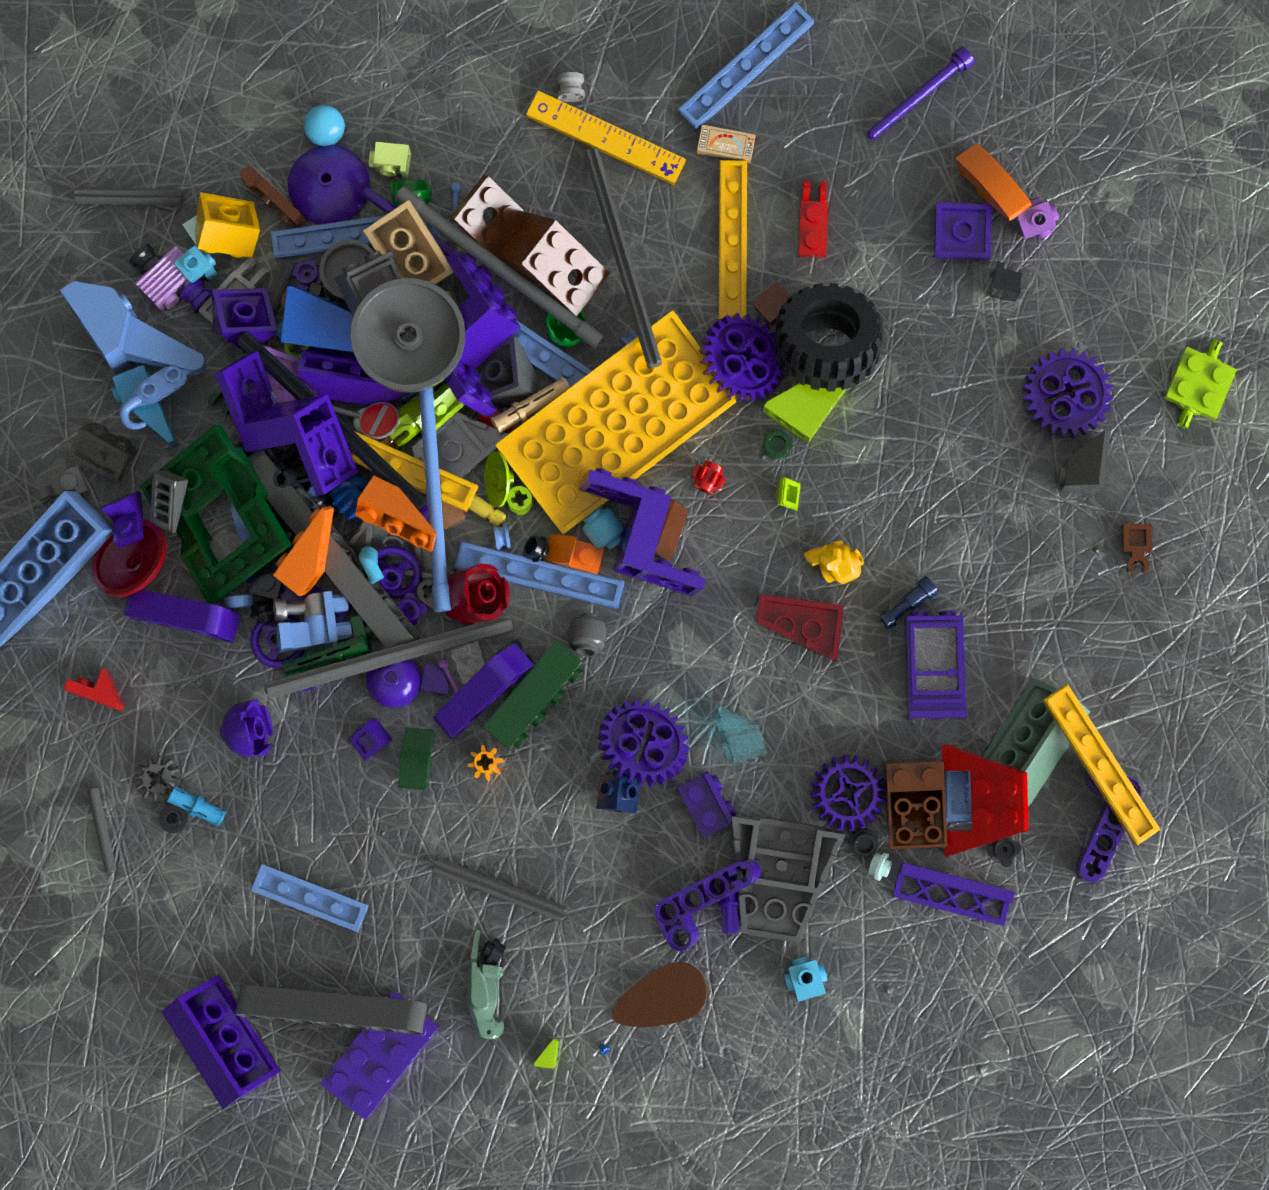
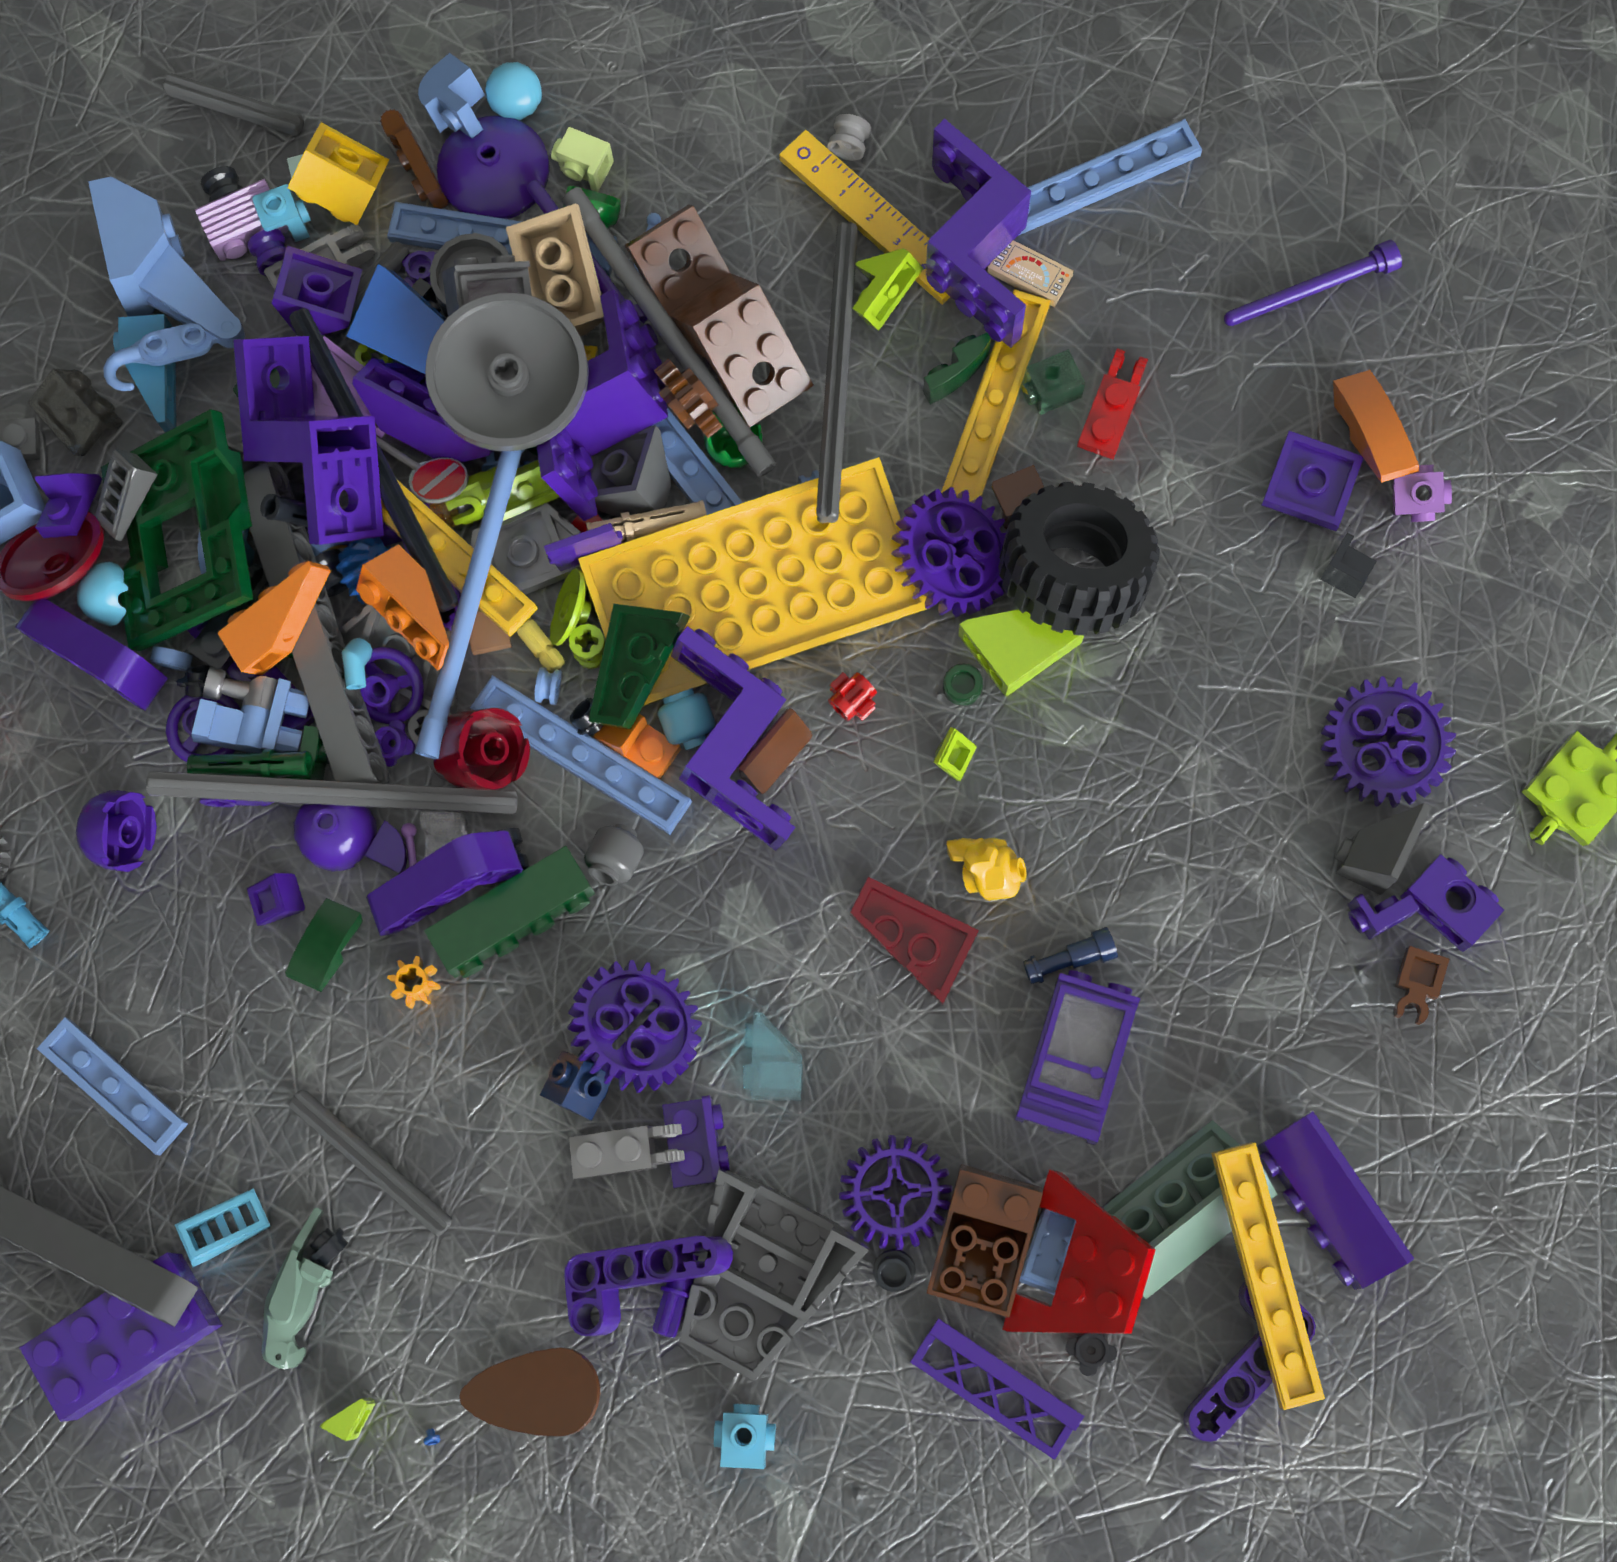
camera: 25 degrees right, 5 degrees down
(176, 572) = (99, 593): none -> medium azure hair
(280, 144) = (449, 94): none -> medium blue brick
(424, 970) = (229, 1240): none -> medium azure slope
(488, 443) = (568, 550): none -> dark purple piece
(532, 312) = (688, 398): none -> reddish brown gear
(557, 502) = (632, 660): none -> dark green wing
(636, 180) = (891, 279): none -> lime slope
(662, 826) = (621, 1151): none -> light grey hinge
(685, 132) = (977, 233): none -> dark purple bracket
(703, 222) = (966, 360): none -> dark green slope
(768, 218) = (1053, 382): none -> clear green brick
(880, 866) = (906, 1312): light aqua plate -> none
(1103, 508) = (1389, 913): none -> dark purple bracket
(1125, 487) = (1458, 926): none -> dark purple brick
(1127, 705) = (1333, 1202): none -> dark purple slope

